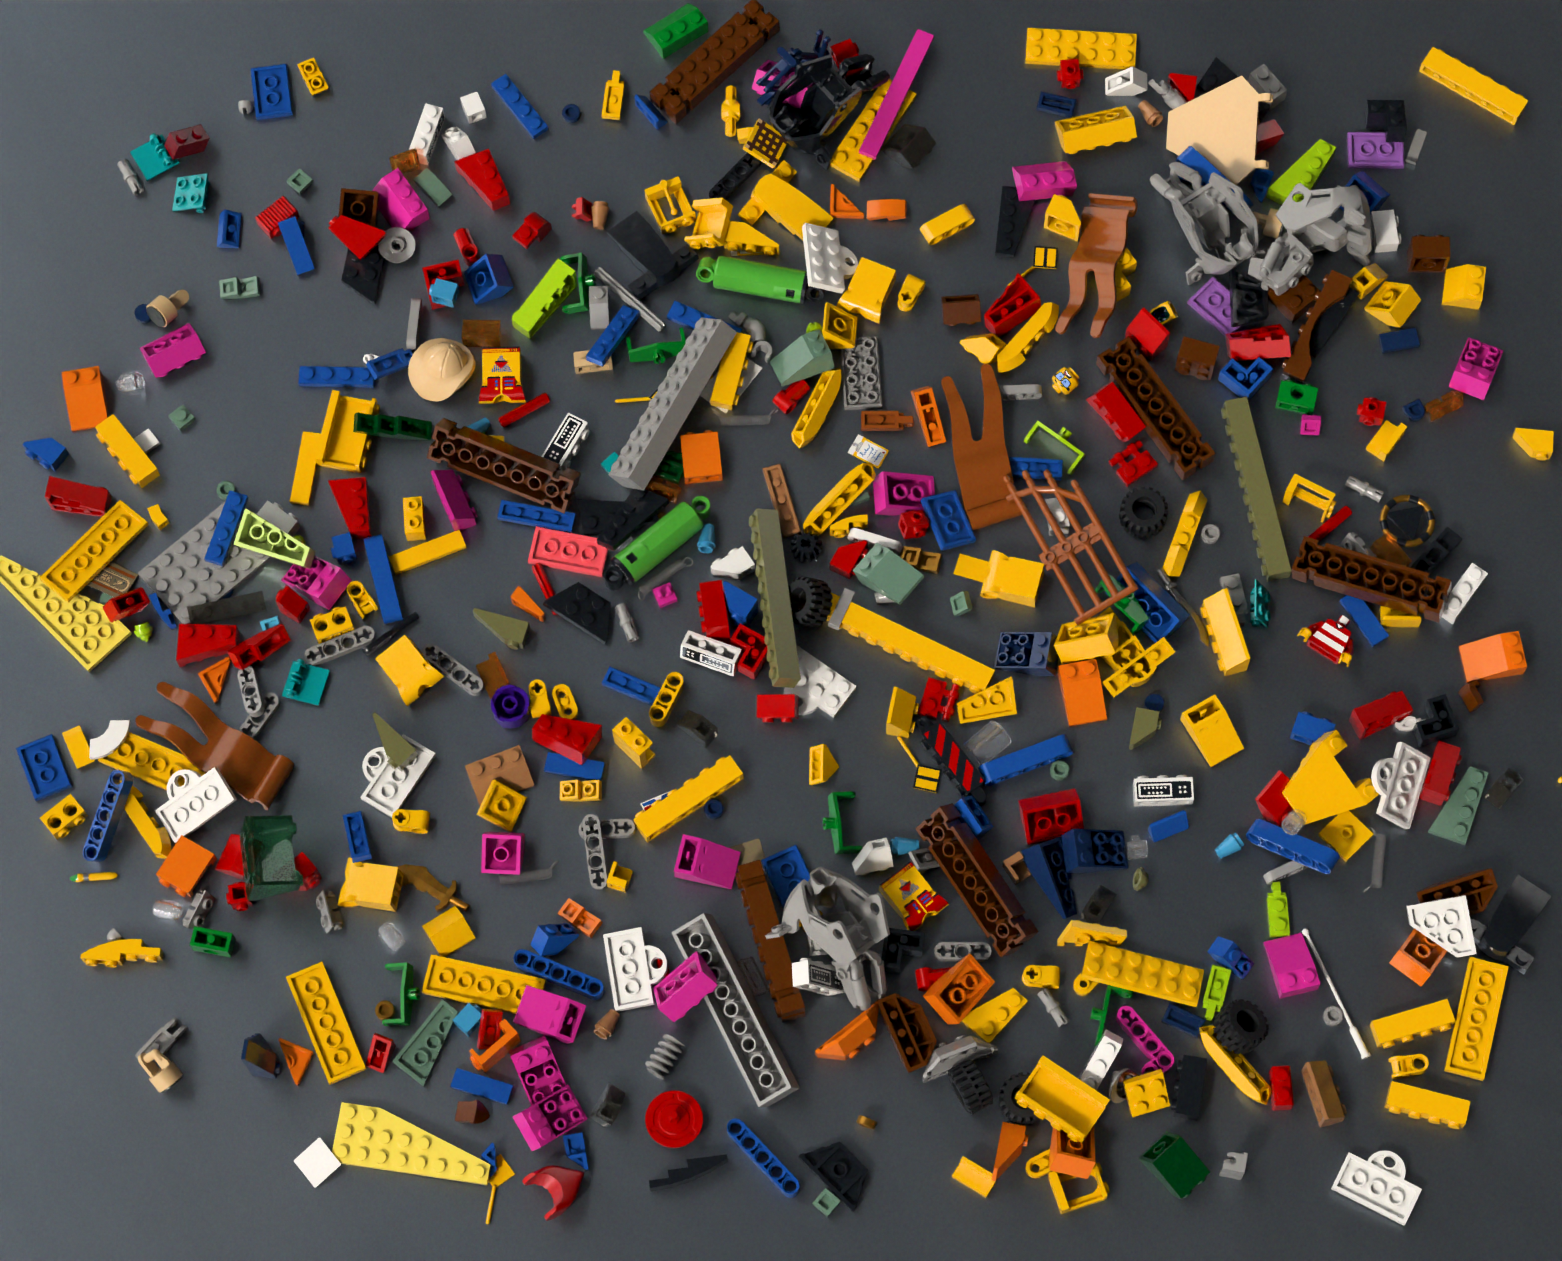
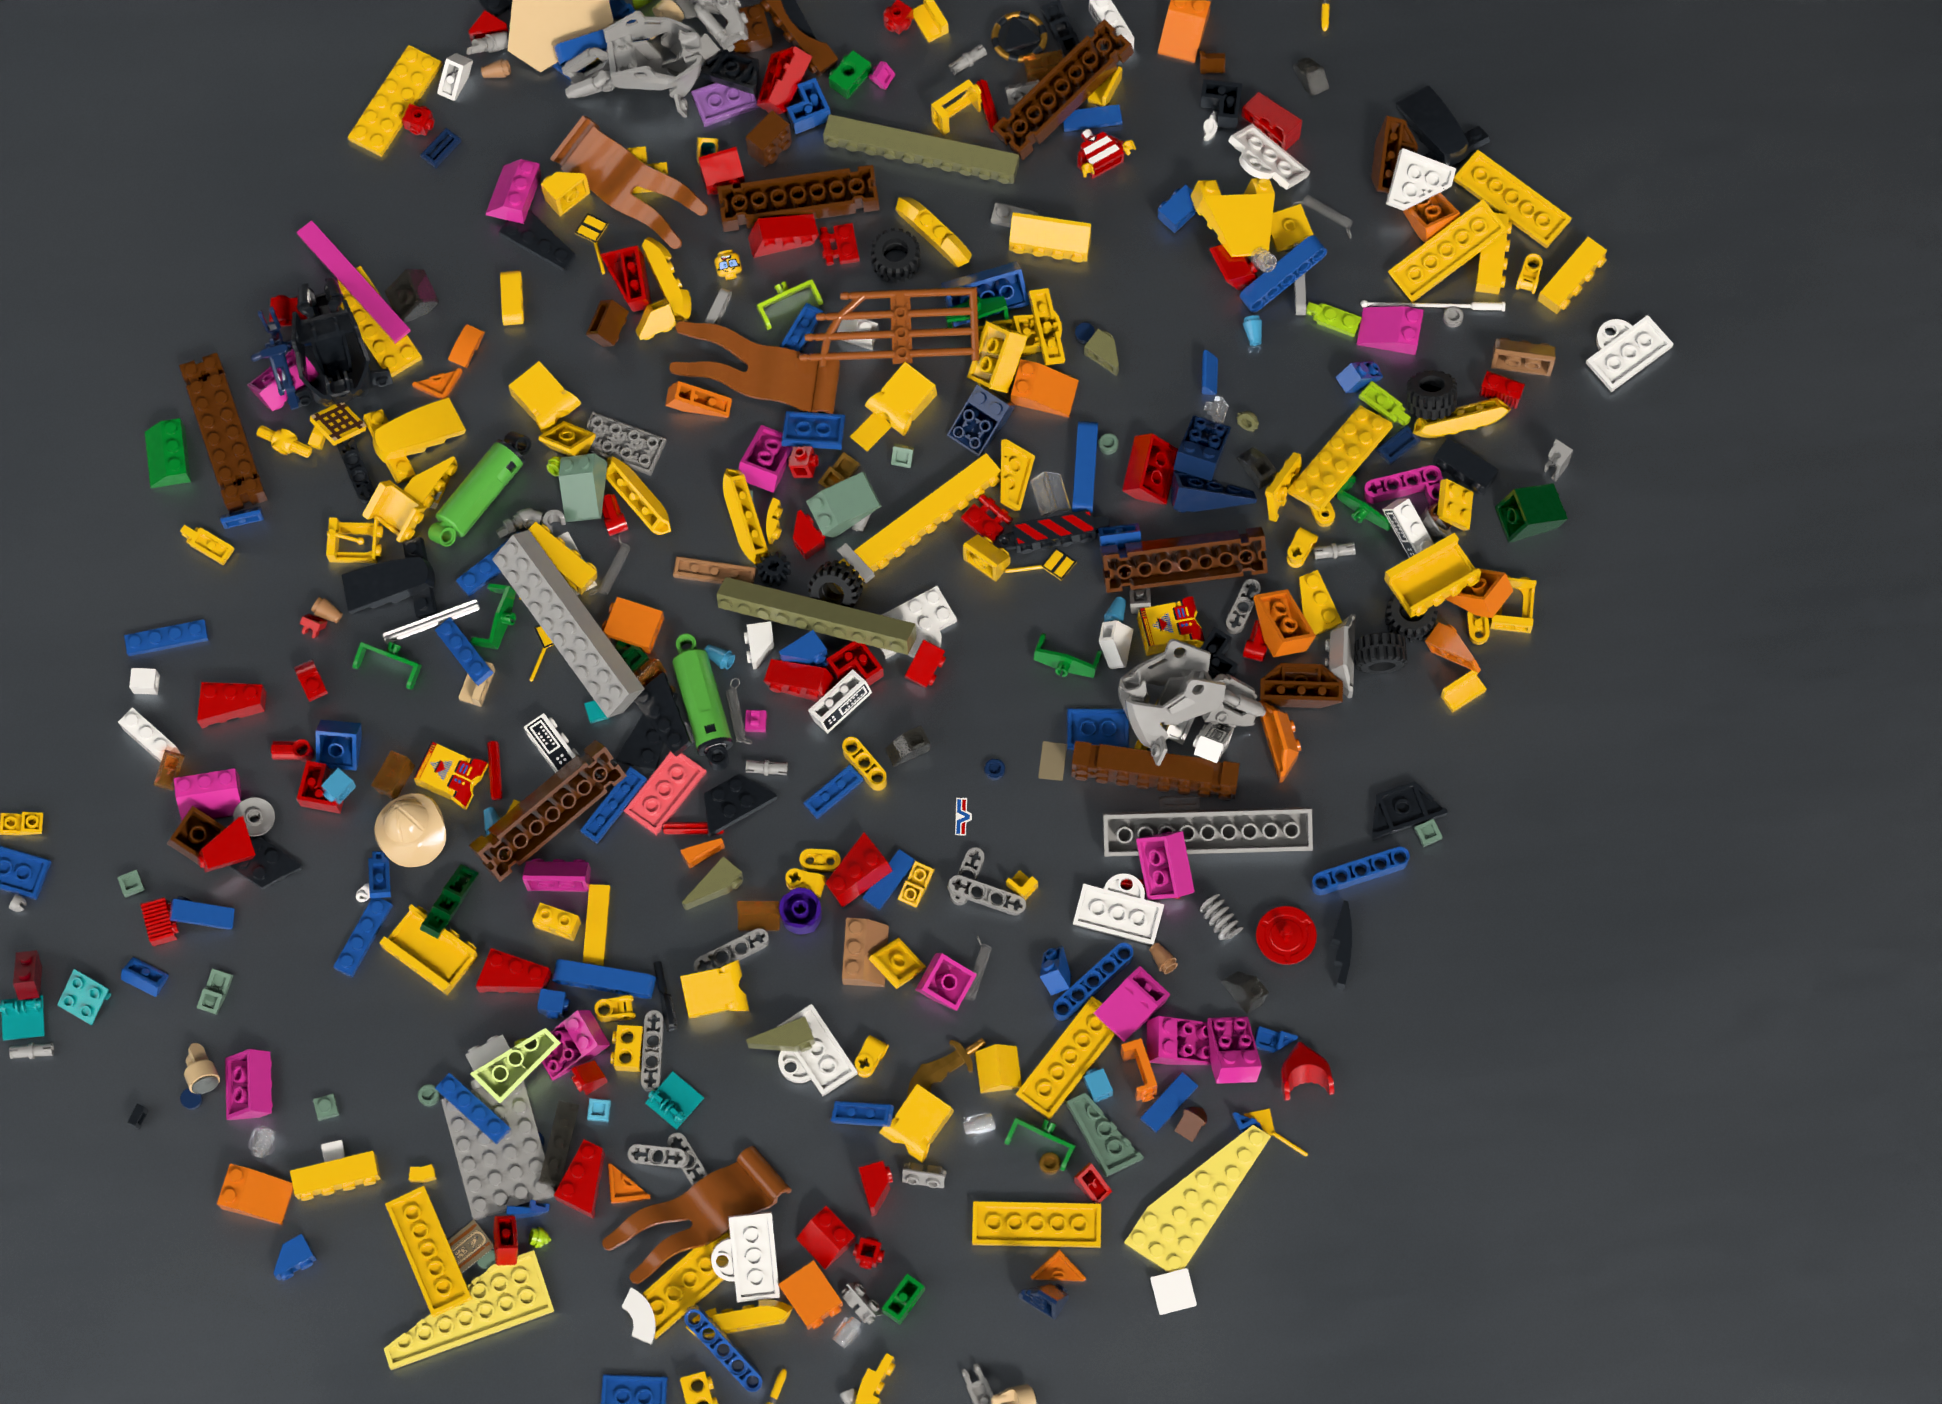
camera: 65 degrees left, 0 degrees up
(77, 497) = (362, 1244): red wedge -> none
(77, 746) = (629, 1353): yellow slope -> none
(110, 280) = (137, 1116): none -> black tile
(258, 646) = (615, 1129): red slope -> none
(268, 856) = (851, 1202): clear green windscreen -> none
(305, 469) = (446, 1006): yellow tile -> none
(414, 323) = (347, 836): light grey beam -> none
(432, 187) = (205, 757): sand green slope -> none
(458, 143) = (176, 711): white slope -> none
(489, 1028) = (1119, 1068): red plate -> none
(545, 299) = (389, 696): lime wedge -> none
(571, 113) = (201, 592): dark blue tile -> none
(580, 918) = (1044, 939): orange slope -> none
(599, 307) = (425, 652): light grey slope -> none
(633, 742) = (897, 809): yellow panel -> none
(688, 798) = (974, 785): yellow brick -> none
(706, 862) = (1046, 797): dark pink slope -> none
(821, 764) = (999, 652): yellow slope -> none
(827, 258) = (491, 419): white plate -> none
(856, 535) = (789, 516): white beam -> none
(866, 1122) = (1368, 763): pearl gold tile -> none
(868, 451) = (704, 472): white sticker -> none
(884, 421) = (683, 443): dark orange hinge -> none
(911, 291) = (563, 361): yellow piece -> none
(1016, 868) = (1185, 524): medium nougat panel -> none
(1096, 129) = (487, 123): yellow slope -> none
(1163, 791) = (1173, 362): white brick -> none
(1170, 586) = (979, 266): flat silver sword -> none
(1210, 533) = (943, 210): light grey tile -> none
(1212, 730) = (1137, 293): yellow slope -> none
(1259, 601) = (1029, 192): teal hinge -> none
(1380, 714) = (1191, 145): red wedge -> none
(1390, 981) = (1447, 251): none -> yellow plate
(1460, 809) = (1317, 127): sand green wing -> none

